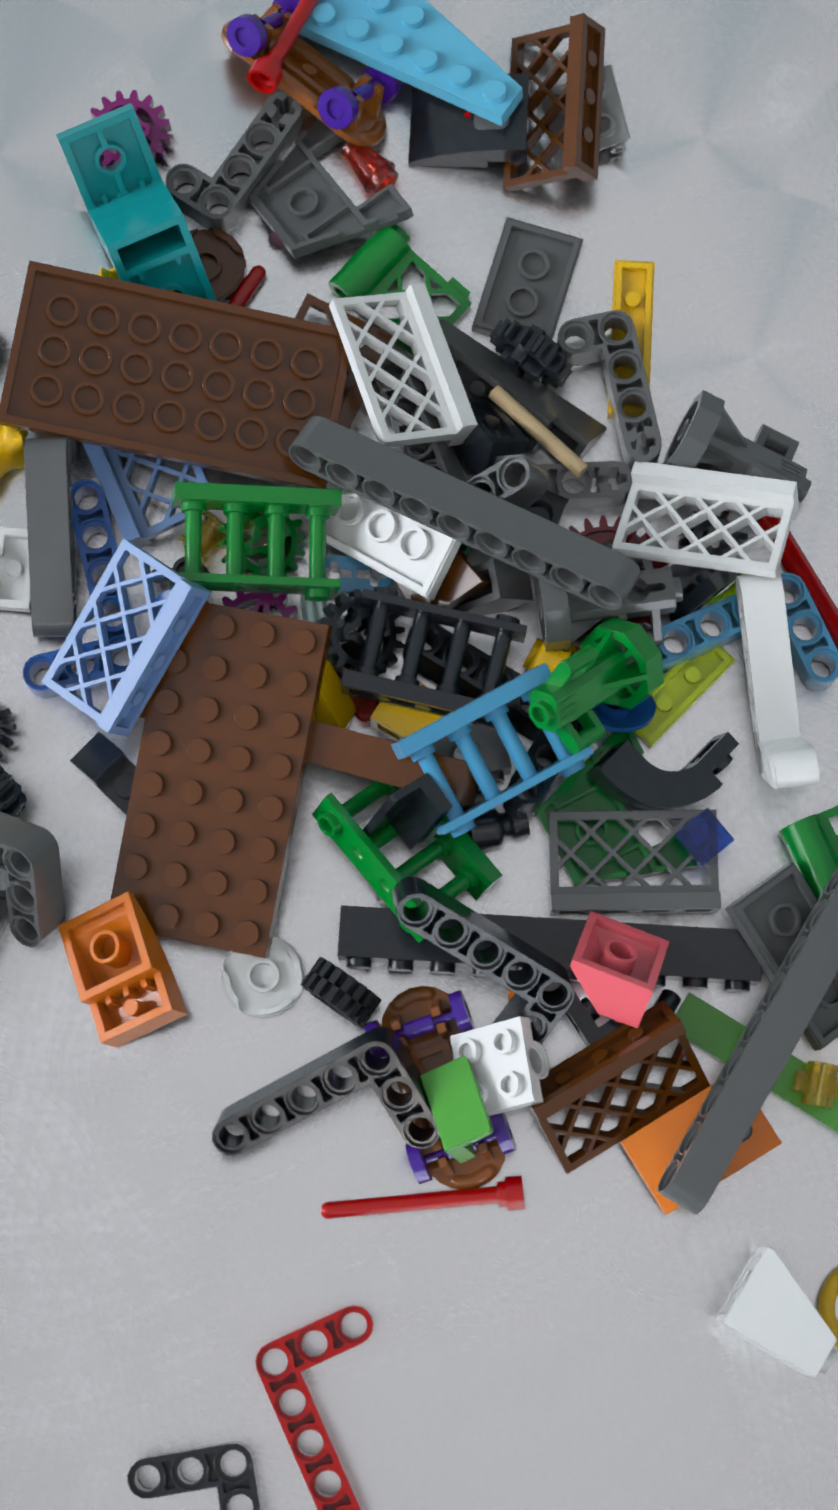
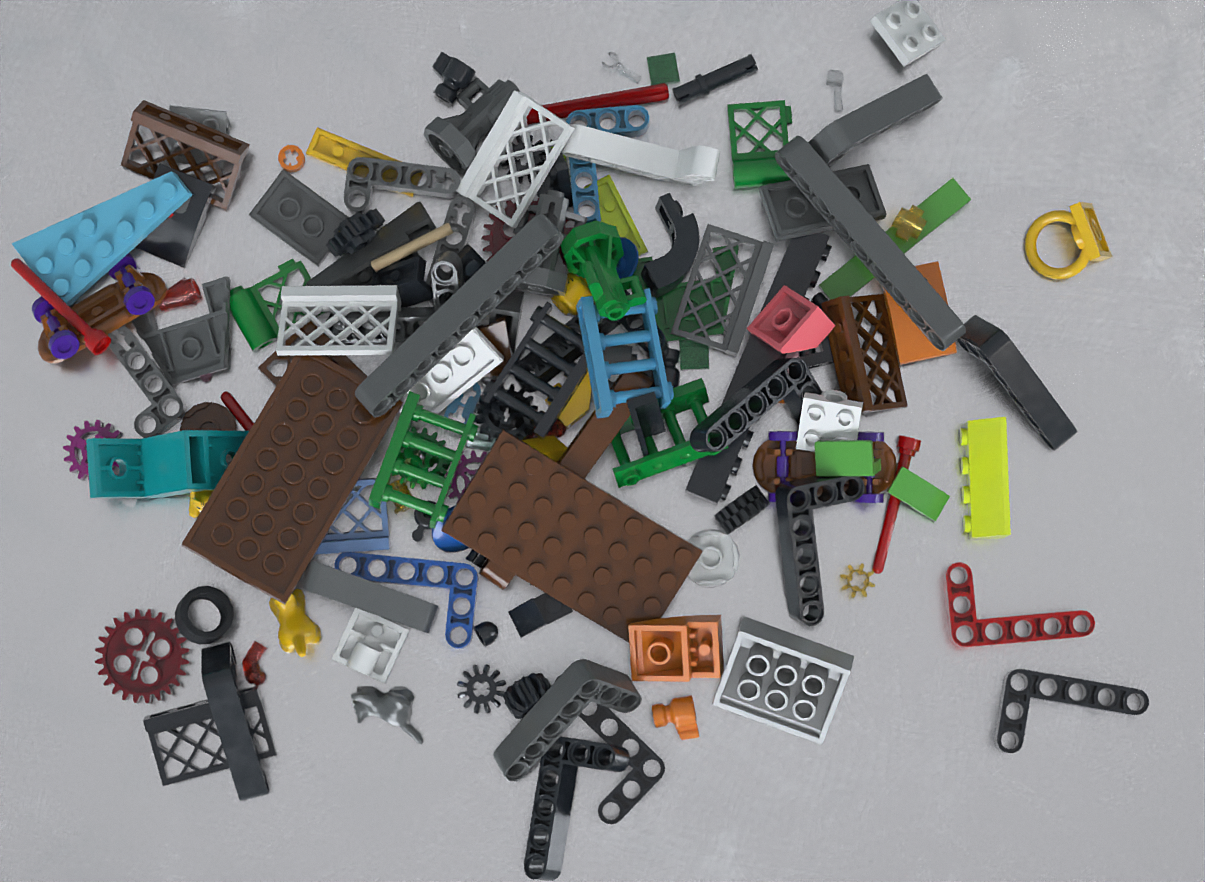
camera: 70 degrees left, 5 degrees up
(37, 1006) = (680, 713): none -> orange piece
(60, 713) = (486, 632): none -> black hinge
(128, 1131) = (783, 680): none -> light grey slope
(155, 650) = (483, 560): medium blue fence -> none
(286, 1187) = (858, 572): none -> clear yellow gear
(448, 1229) = (918, 493): none -> bright green slope
(503, 1317) = (986, 478): none -> neon yellow slope
(530, 857) = (693, 356): none -> clear green tile
(604, 257) = (300, 158): none -> orange bush
(655, 1315) = (1019, 379): none -> black beam
(704, 837) = (724, 237): clear blue tile -> none
(778, 1316) = (1044, 304): white slope -> none
(788, 414) = (455, 75): none -> black piece

